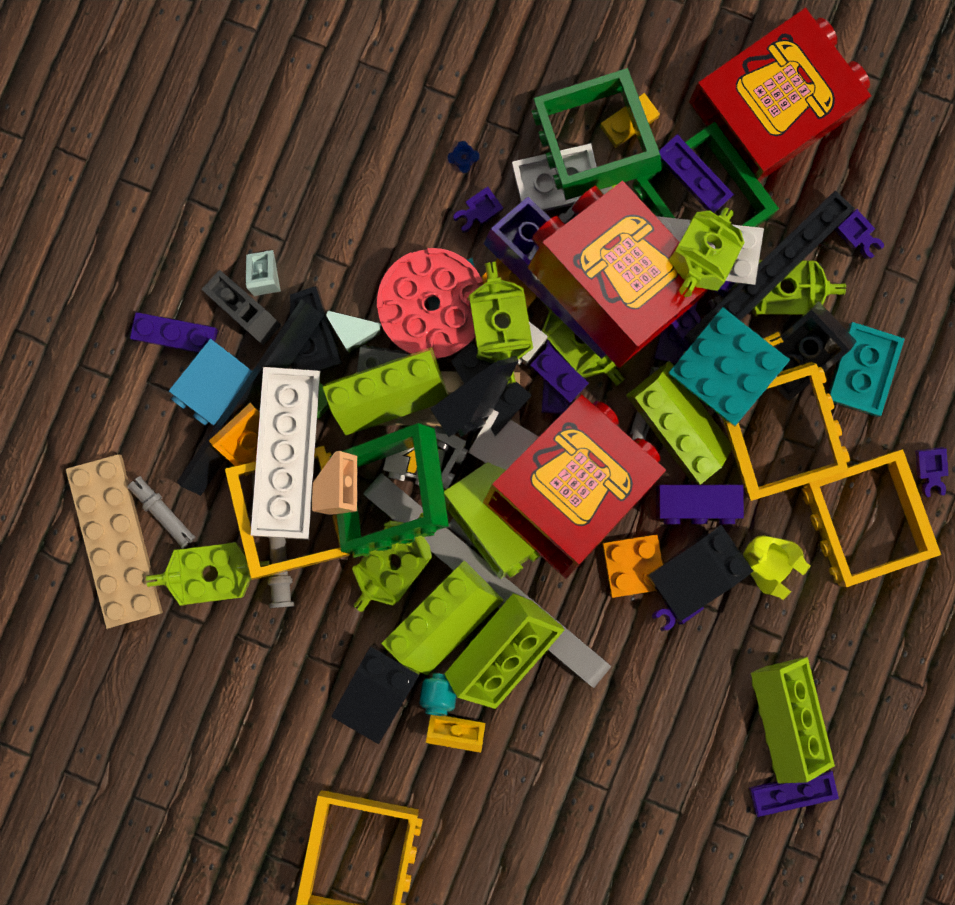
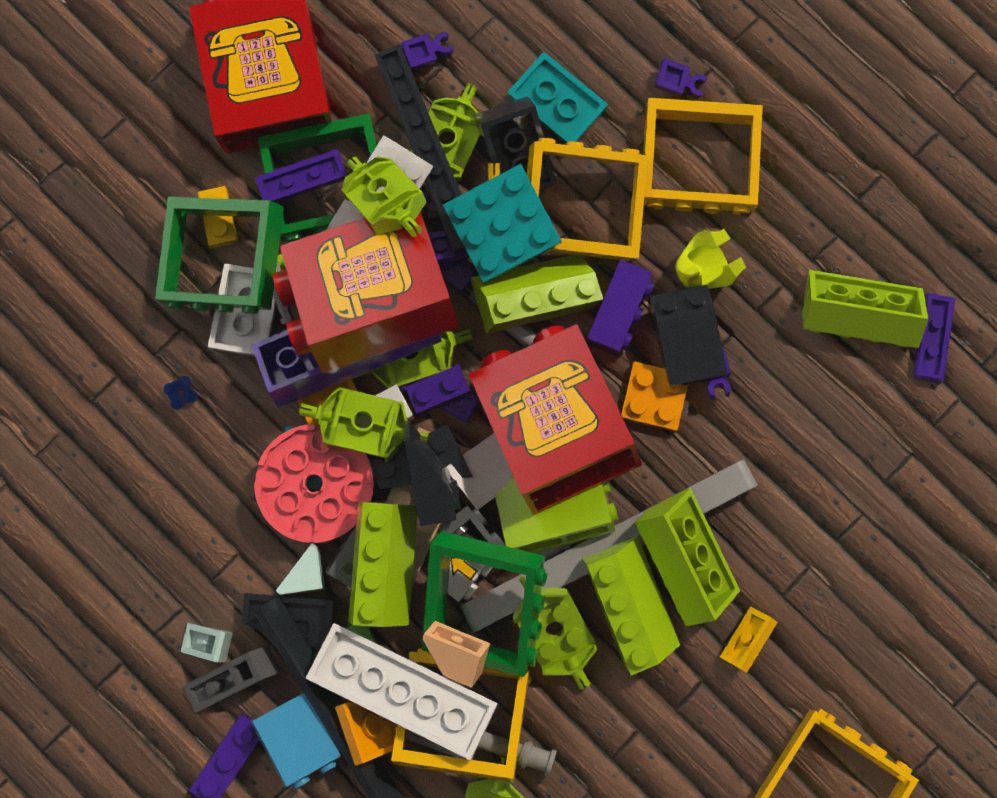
camera: 65 degrees left, 5 degrees down
(375, 694) = (678, 704): black slope -> none
(437, 695) = (704, 642): teal head -> none
(481, 208) = (240, 395): dark purple plate -> none

